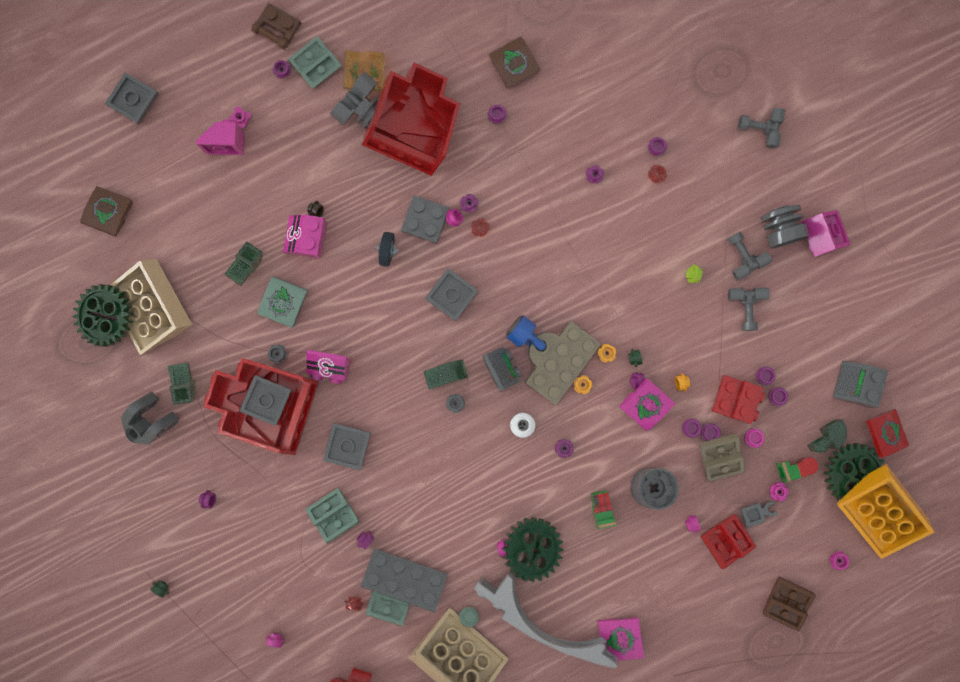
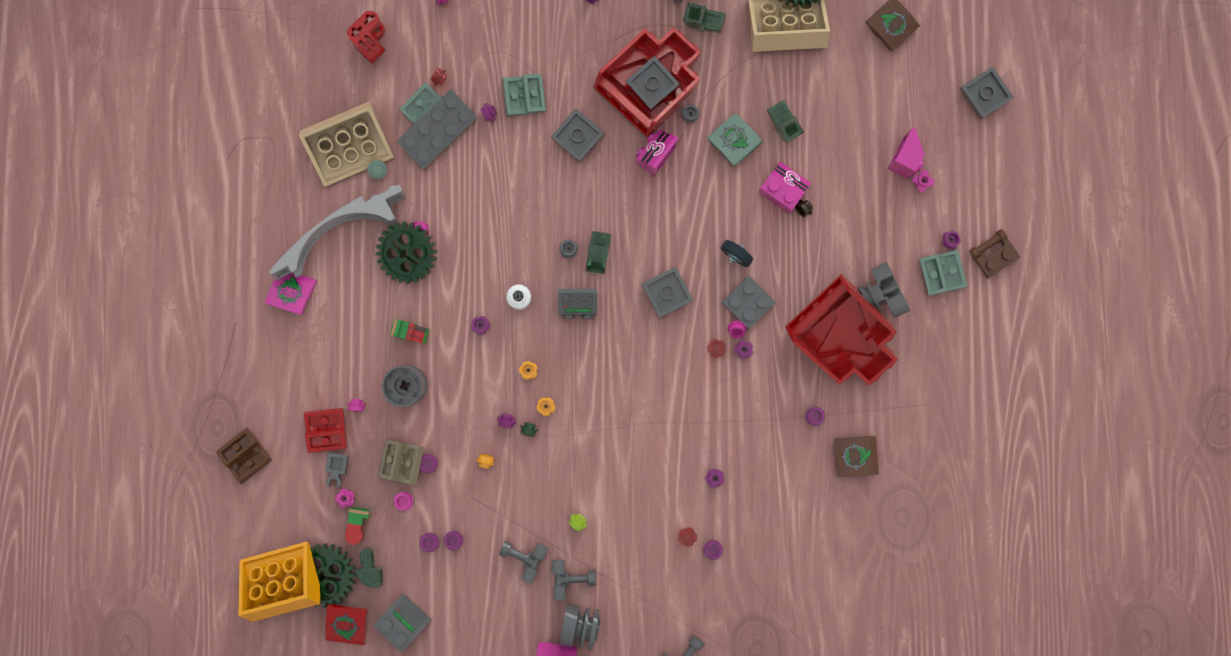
camera: 120 degrees right, 0 degrees up
(358, 62) = (920, 317): clear yellow slope -> none
(555, 357) = (565, 357): dark tan plate -> none
(647, 405) = (481, 417): dark pink slope -> none
(691, 428) = (440, 448): magenta plate -> none
(738, 400) = (444, 503): red plate -> none
(839, 565) = (262, 520): dark pink plate -> none

